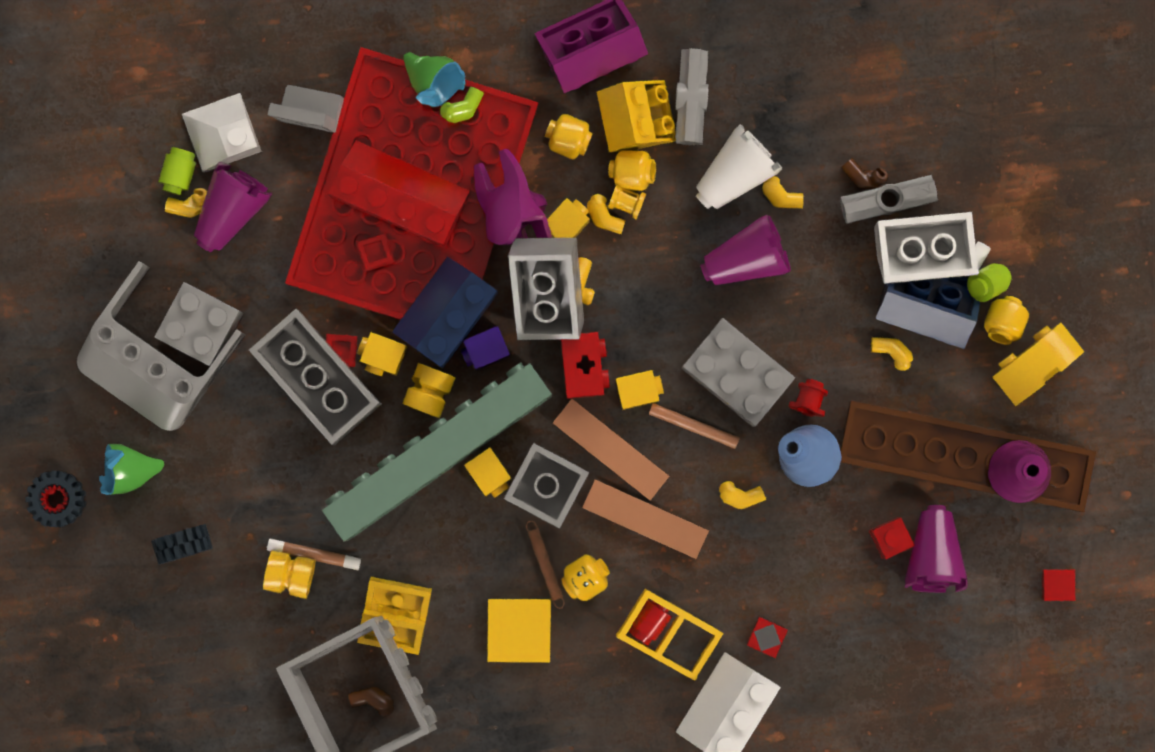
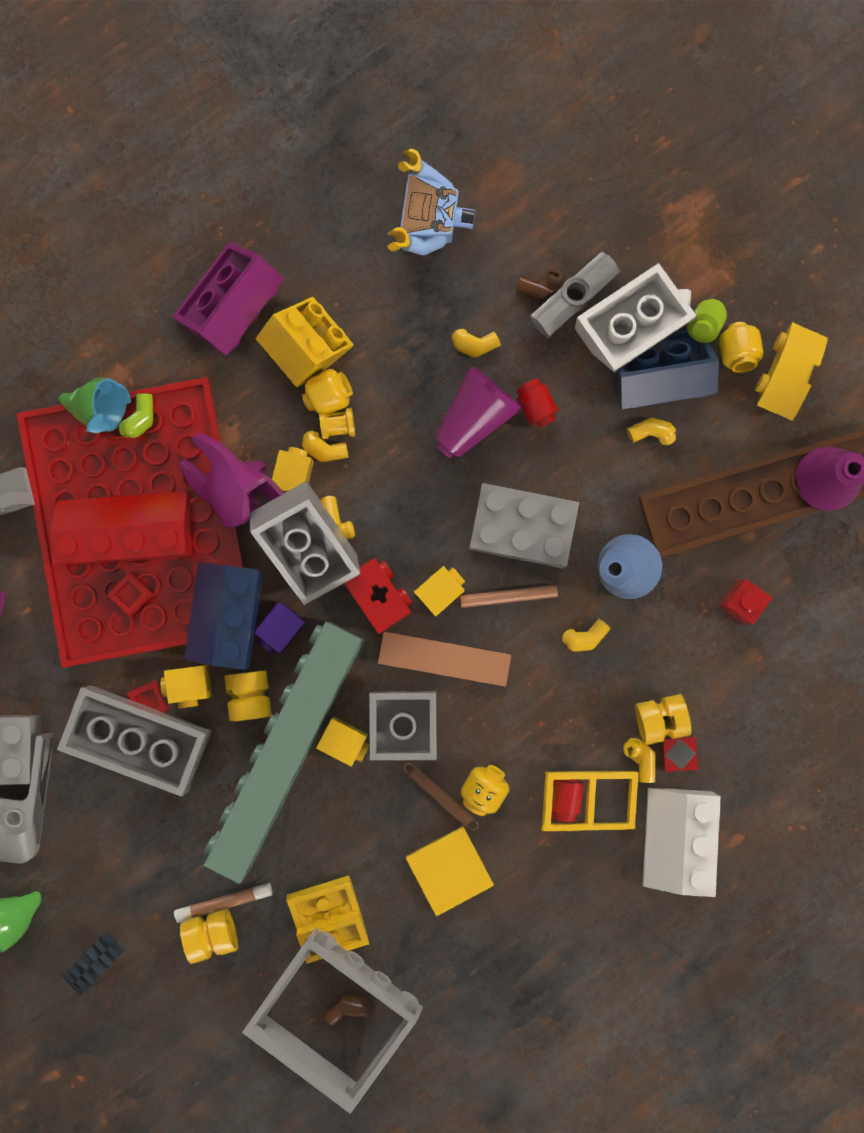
camera: 25 degrees left, 0 degrees up
(568, 136) = (252, 393): yellow head -> none
(645, 519) = (510, 705): nougat tile -> none
(691, 97) = (345, 297): light grey piece -> none
(735, 623) = (643, 756): none -> yellow arm
(736, 170) = (421, 341): white cone -> none
(757, 595) = (654, 727): none -> yellow wheel
(802, 60) = (428, 209): none -> torso
(806, 275) = (537, 403): none -> red brick
(810, 398) = (601, 514): red brick -> none
(937, 555) = (796, 595): magenta cone -> none

